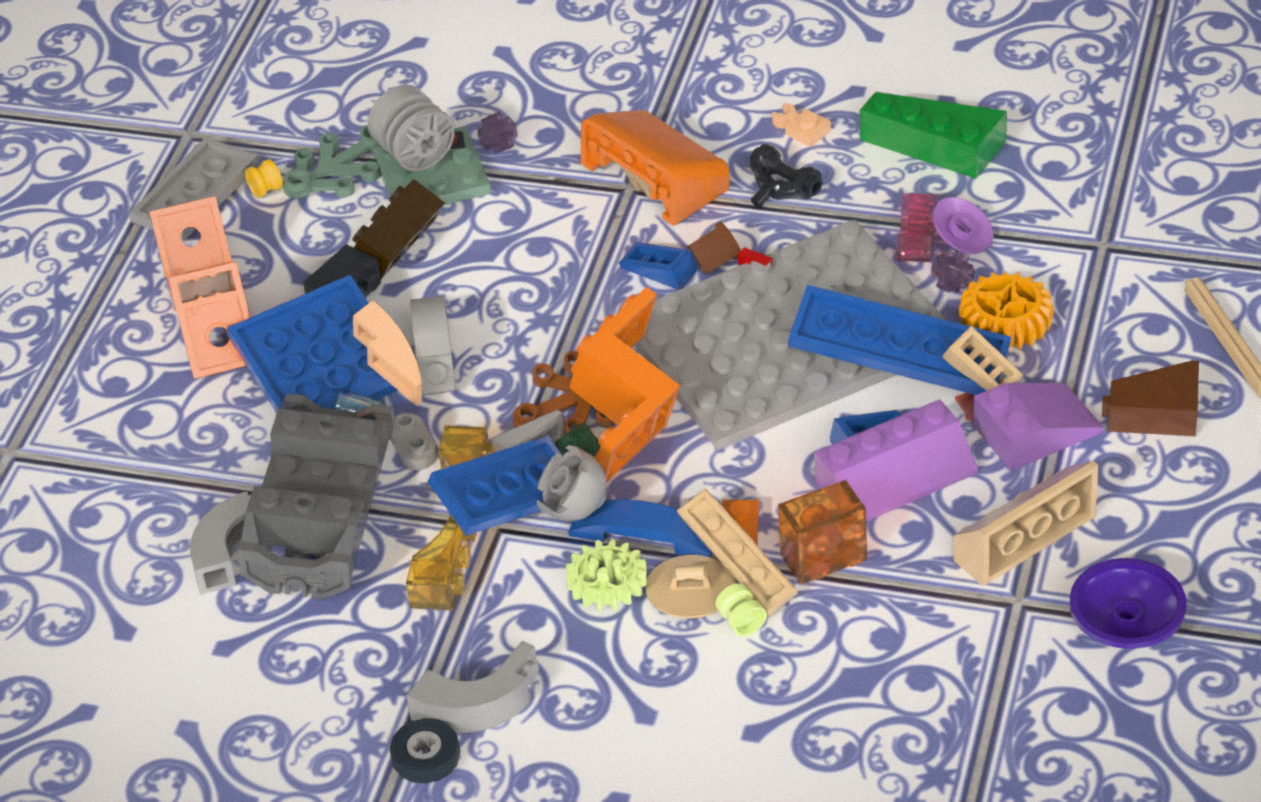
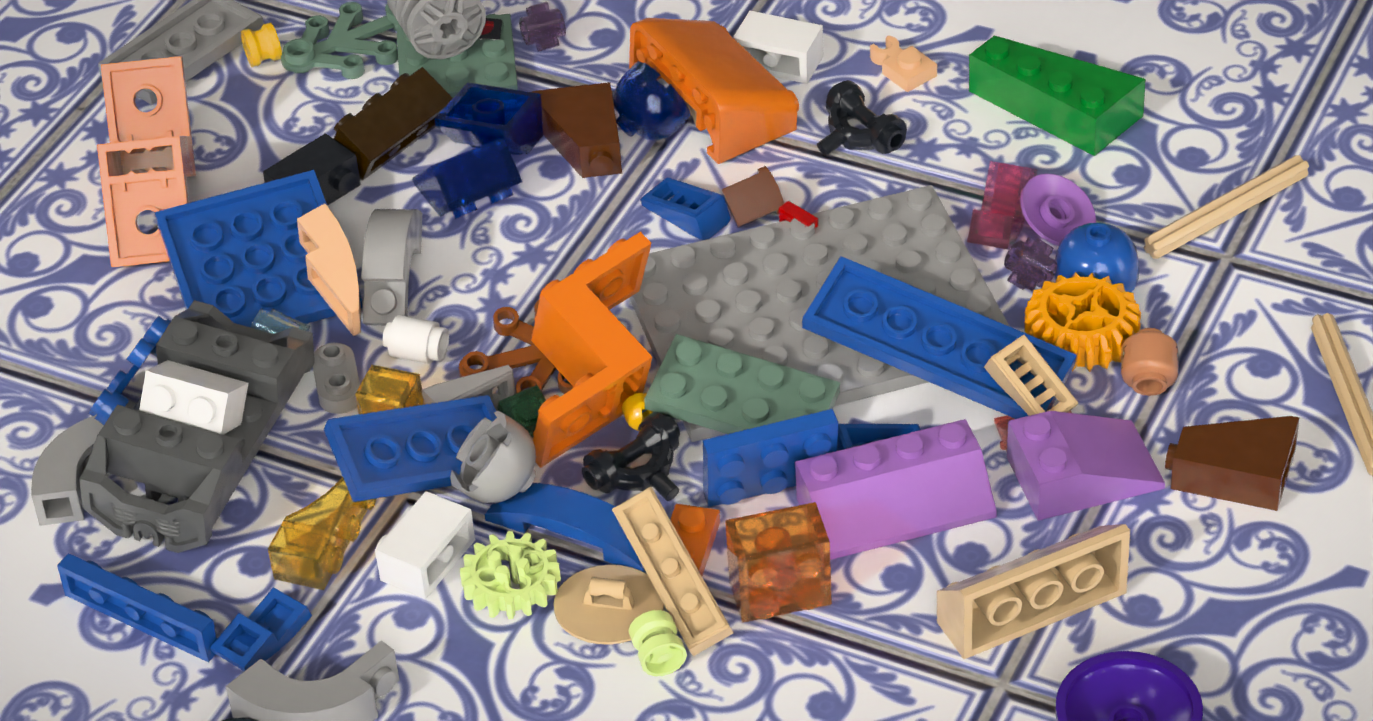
camera: 10 degrees right, 0 degrees up
(237, 483) = (113, 394): none -> blue plant
(309, 646) = (138, 607): none -> blue plate
(314, 470) = (194, 397): none -> white brick
(417, 649) = (263, 632): none -> blue slope
(470, 401) = (416, 339): none -> white brick
(475, 265) = (469, 178): none -> clear blue slope
(482, 213) = (491, 112): none -> clear blue slope
(529, 561) = (425, 544): none -> white brick
(554, 210) = (583, 127): none -> reddish brown slope
(605, 185) = (647, 105): none -> clear blue cylinder
(672, 431) = (633, 408): none -> yellow hinge
(692, 449) = (609, 469): none -> black piece
(702, 121) = (782, 45): none -> white brick
(753, 407) = (733, 389): none -> sand green plate
(788, 452) = (764, 457): none -> blue plate
(1003, 252) = (1099, 250): none -> blue cylinder
(1068, 334) = (1149, 361): none -> nougat head
(1093, 205) = (1226, 207): none -> tan axle

